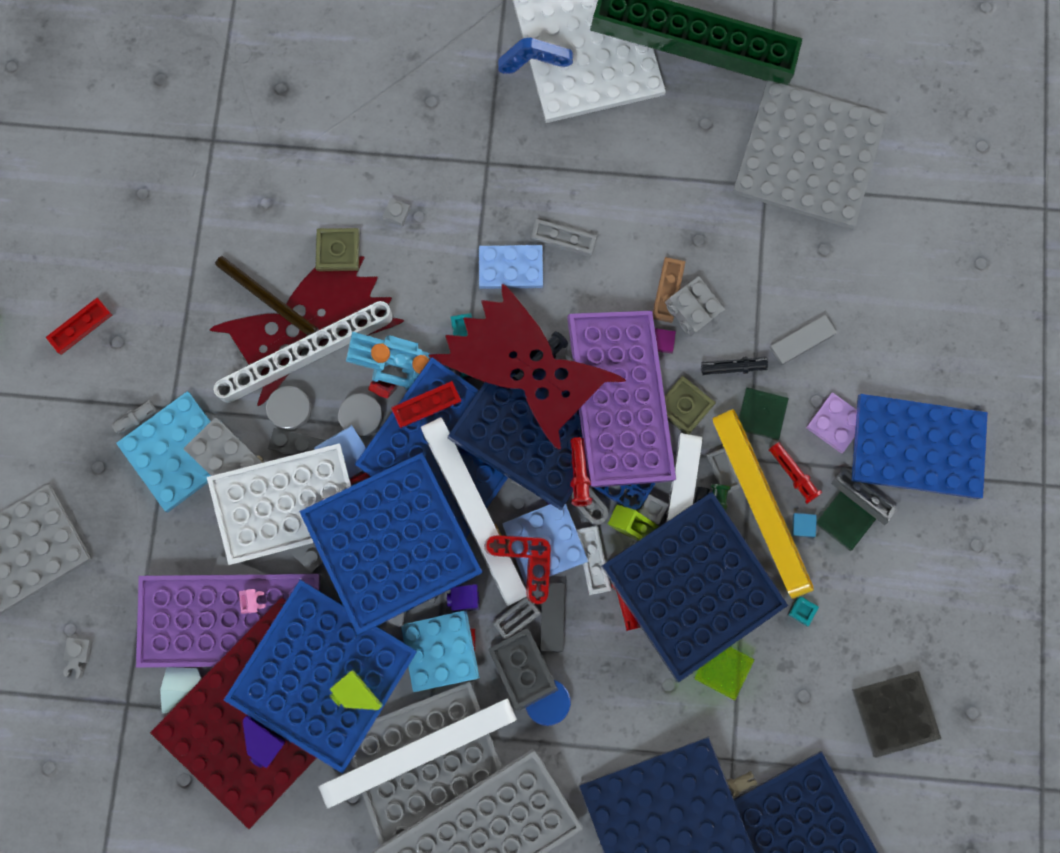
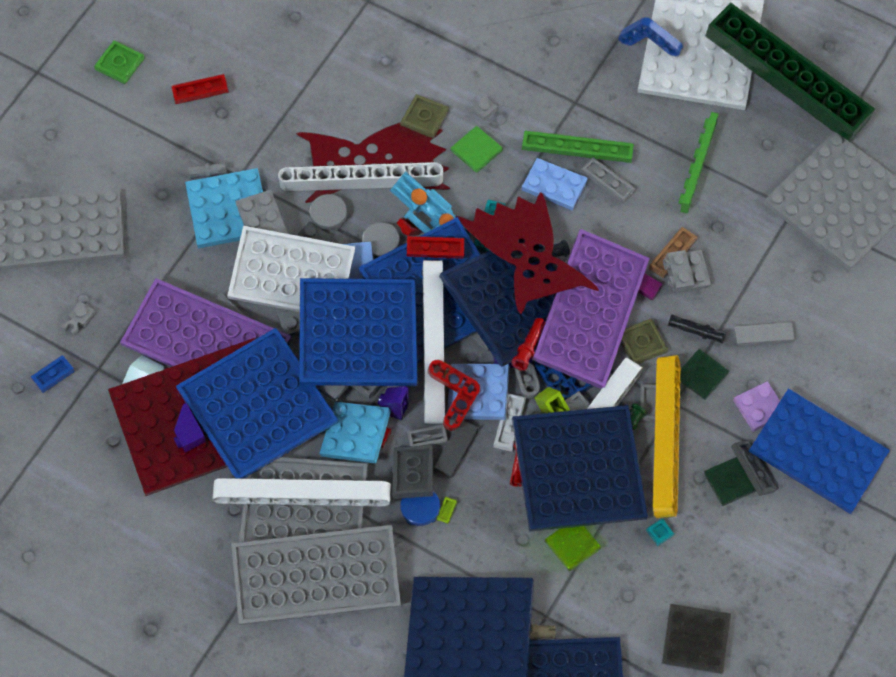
camera: 25 degrees right, 15 degrees down
(79, 737) = (52, 374): none -> blue plate
(248, 601) = (228, 329): bright pink tile -> none
(265, 296) = (351, 125): dark brown axle -> none
(354, 693) = (275, 424): lime slope -> none
(410, 263) = (476, 149): none -> bright green tile
(515, 214) = (577, 146): none -> bright green plate
(576, 691) = (447, 510): none -> lime piece
(649, 184) = (696, 168): none -> bright green plate
(801, 481) = (707, 435): red pin -> none
(804, 525) = (693, 469): dark azure tile -> none

